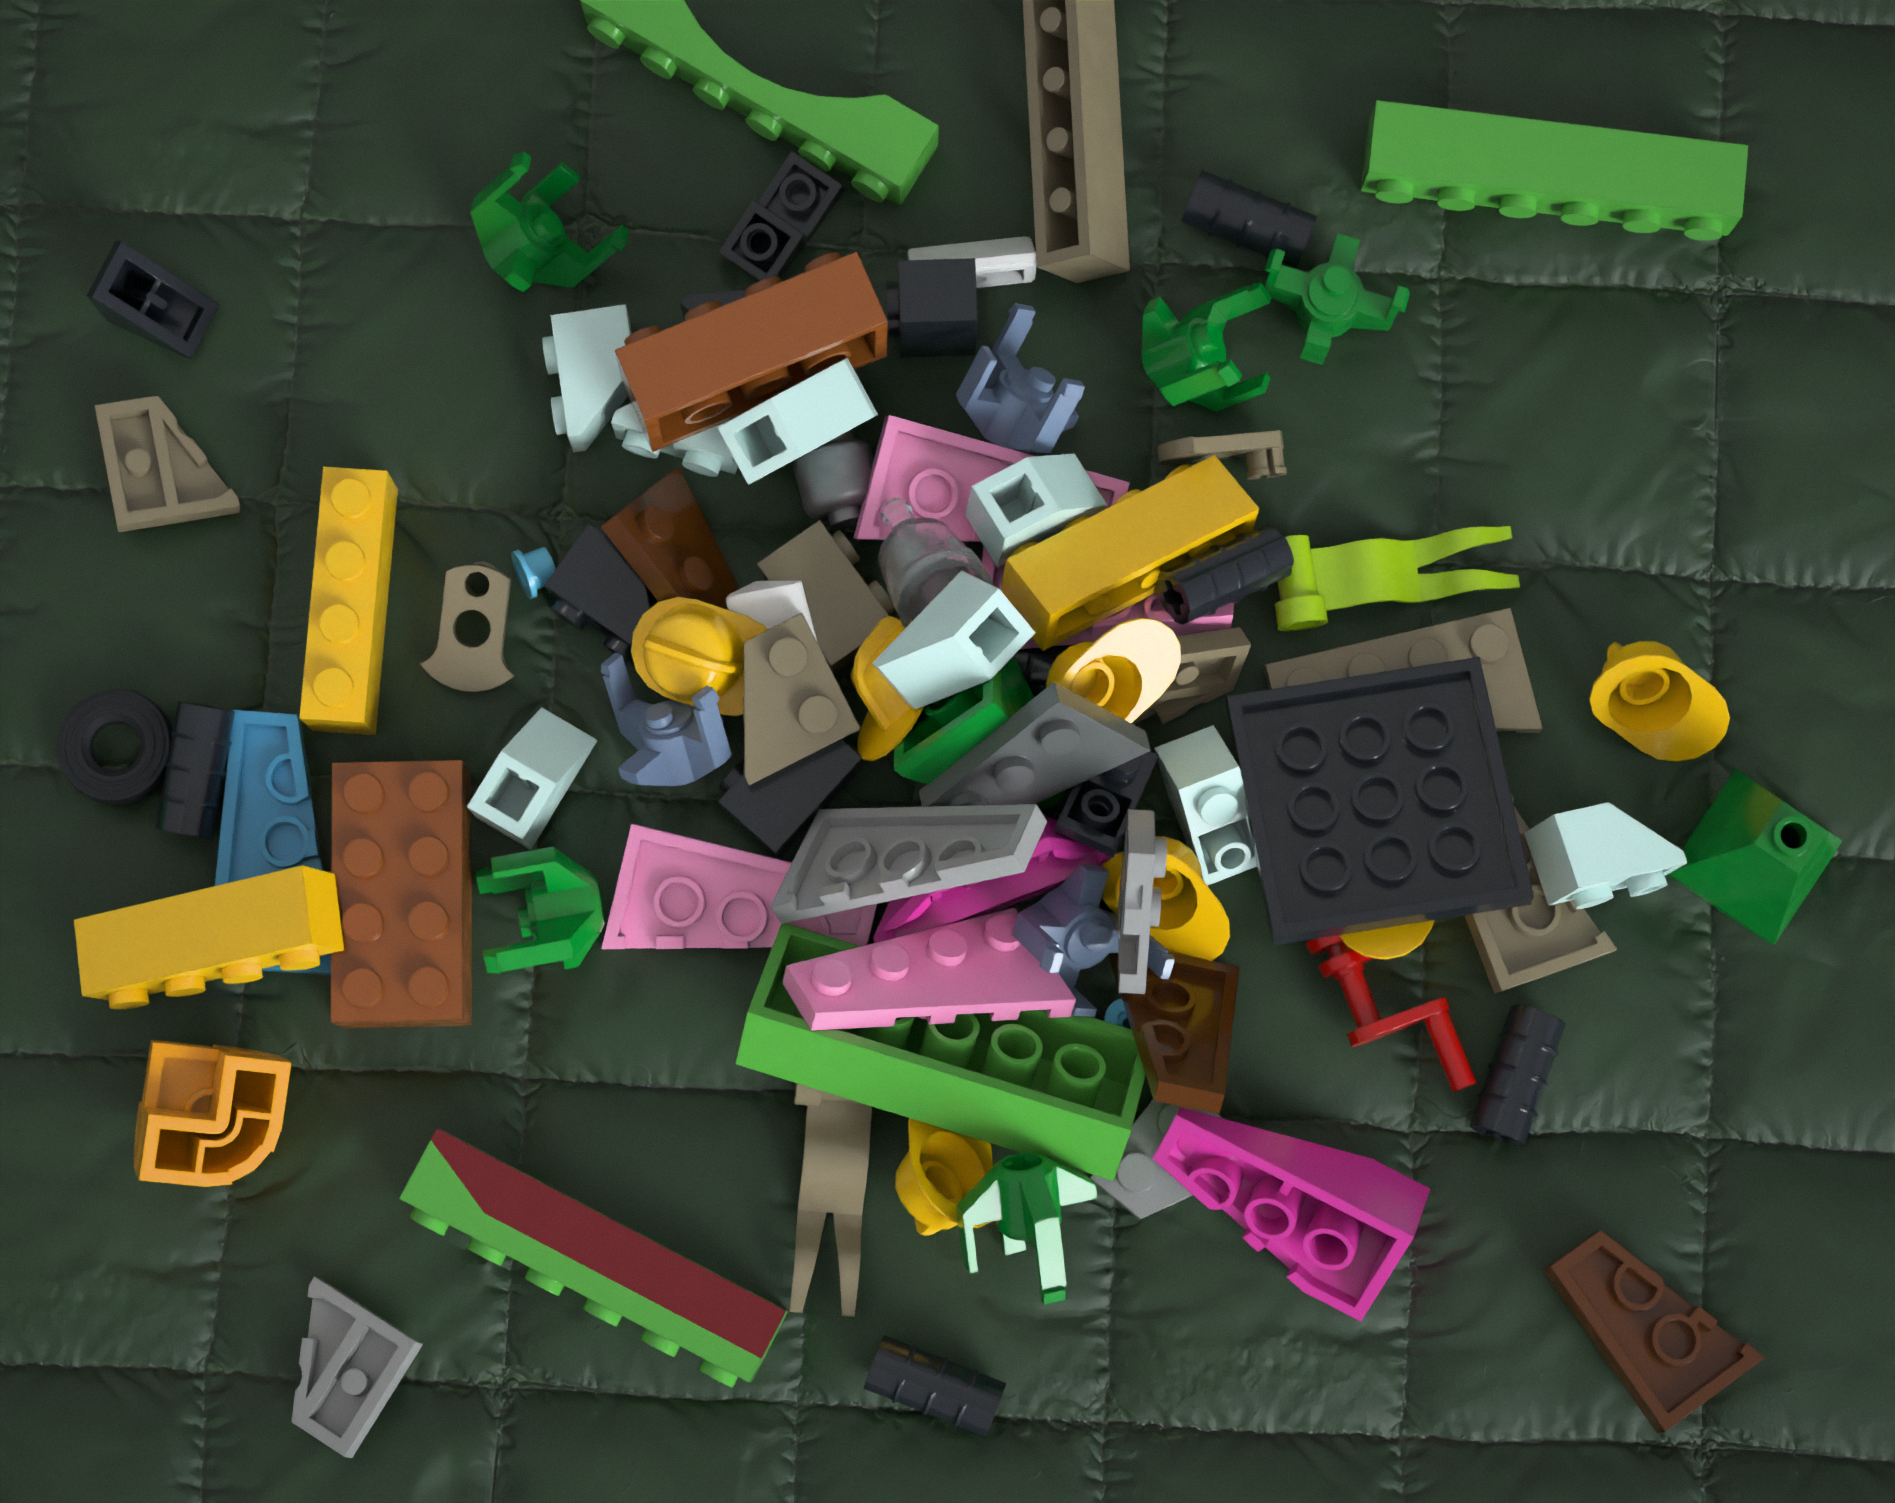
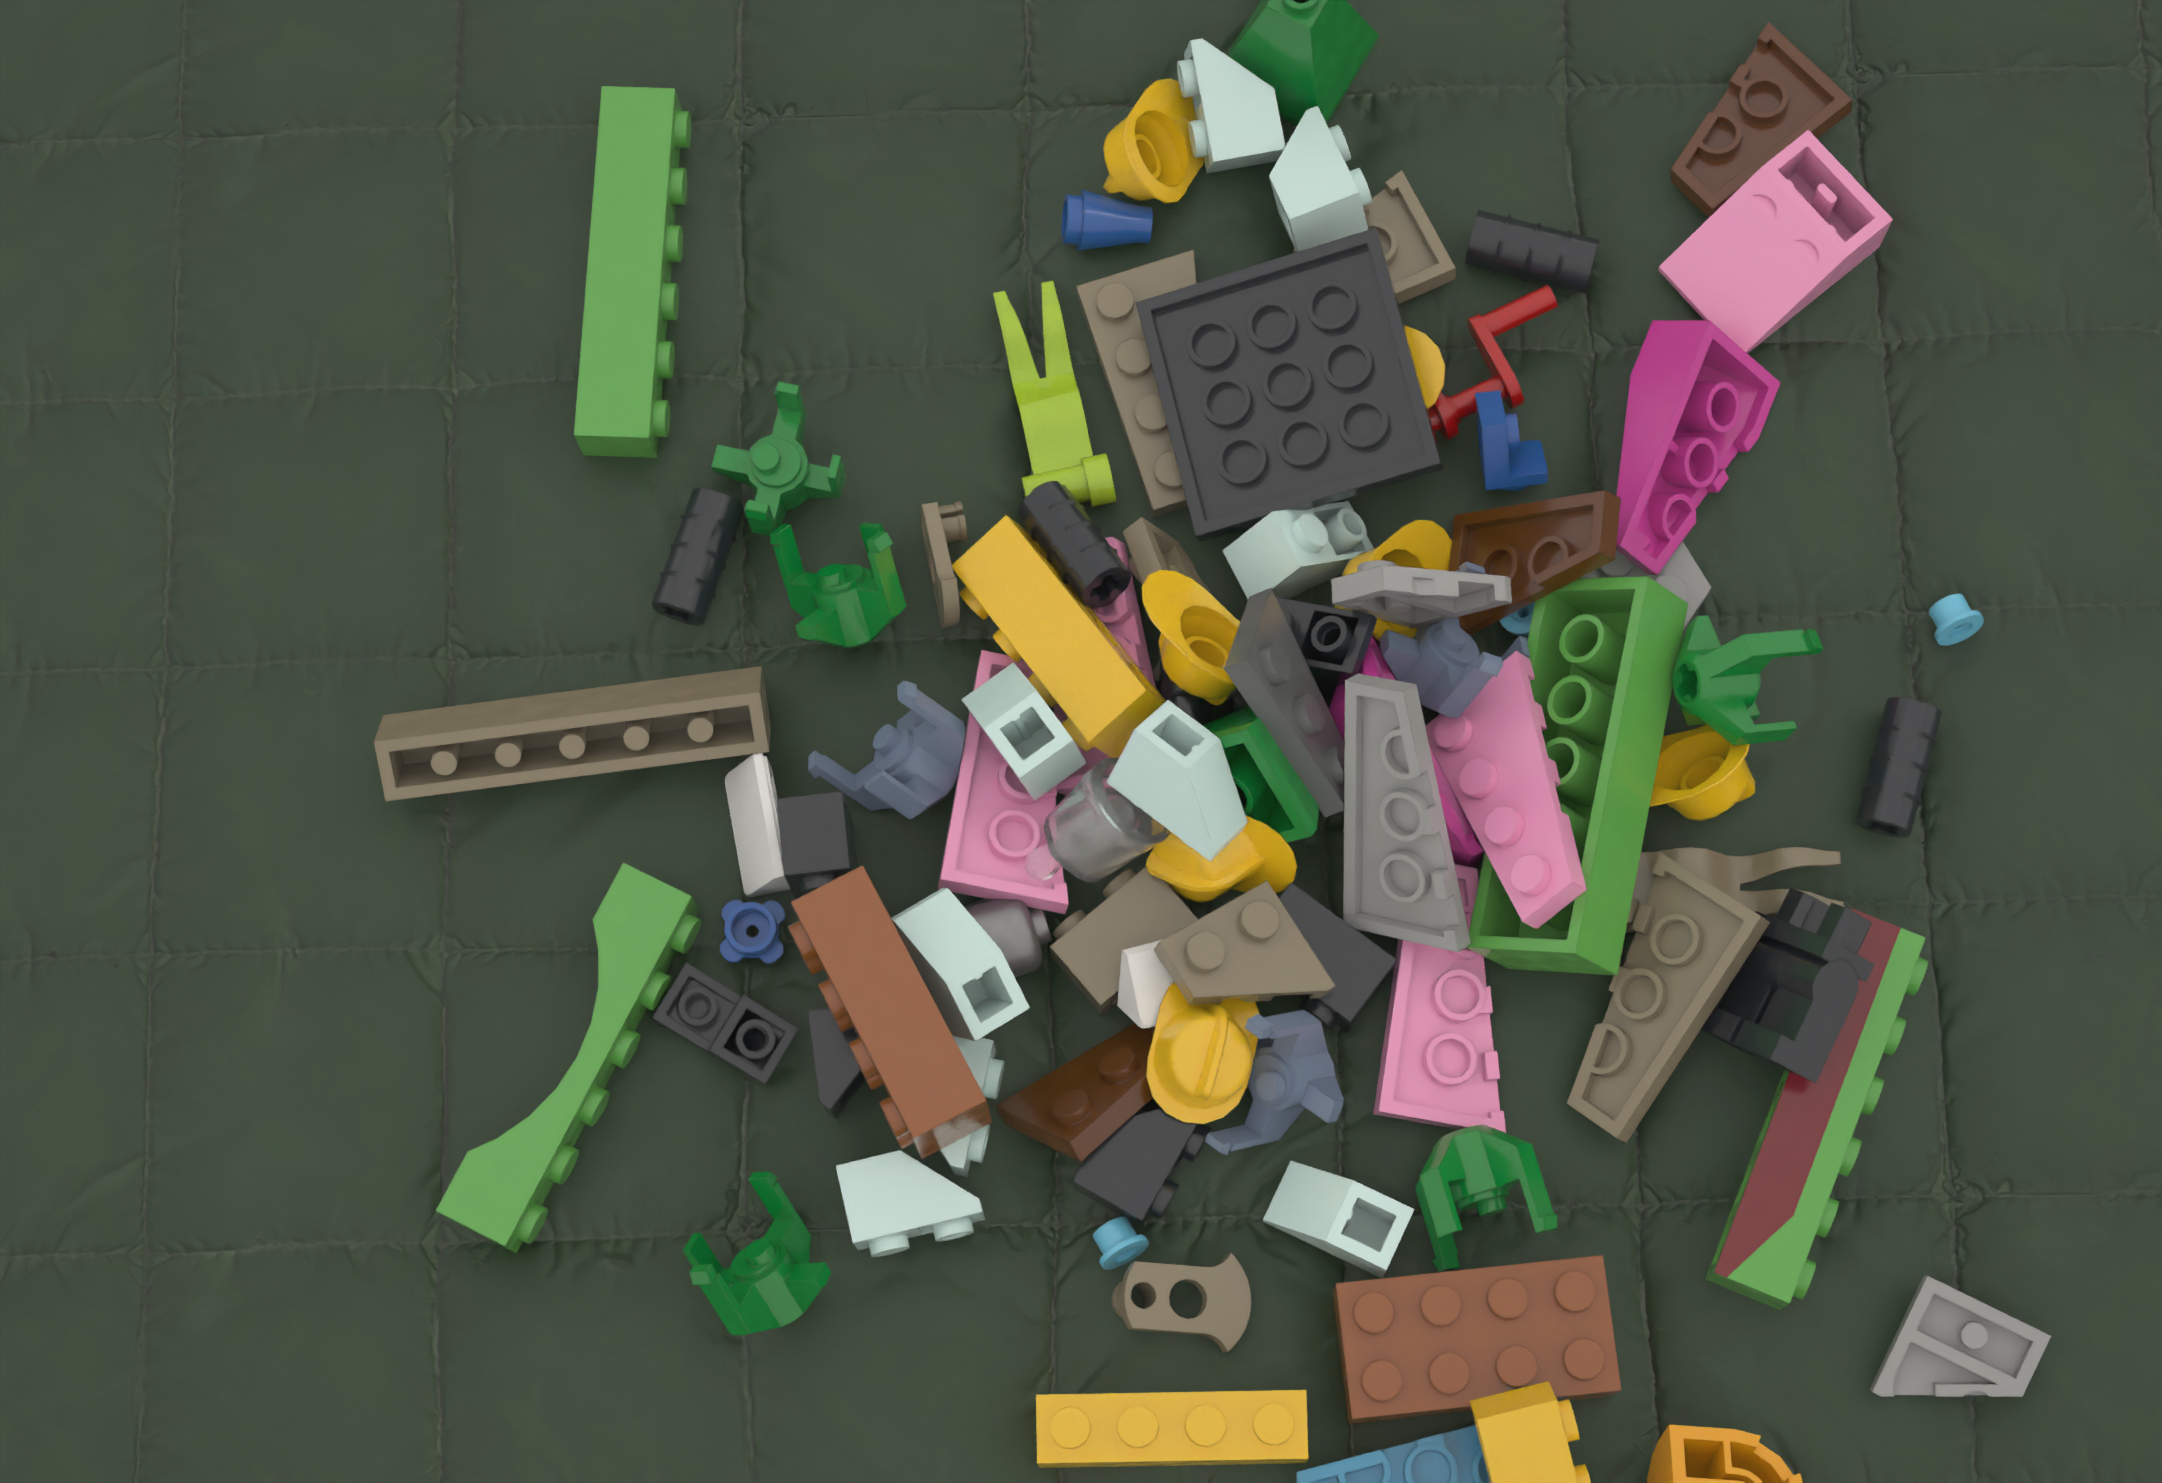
camera: 85 degrees left, 5 degrees down
(707, 1237) = (1795, 986): none -> black hips
(740, 1130) = (1676, 971): none -> dark tan wing
(883, 238) = (741, 916): none -> blue plate
(1088, 1466) = (1954, 620): none -> medium azure piece
(1295, 1017) = (1502, 456): none -> blue bracket
(1505, 1328) = (1777, 243): none -> bright pink slope
(1578, 640) = (1102, 221): none -> blue cone
(1689, 778) = (1233, 110): none -> light aqua slope

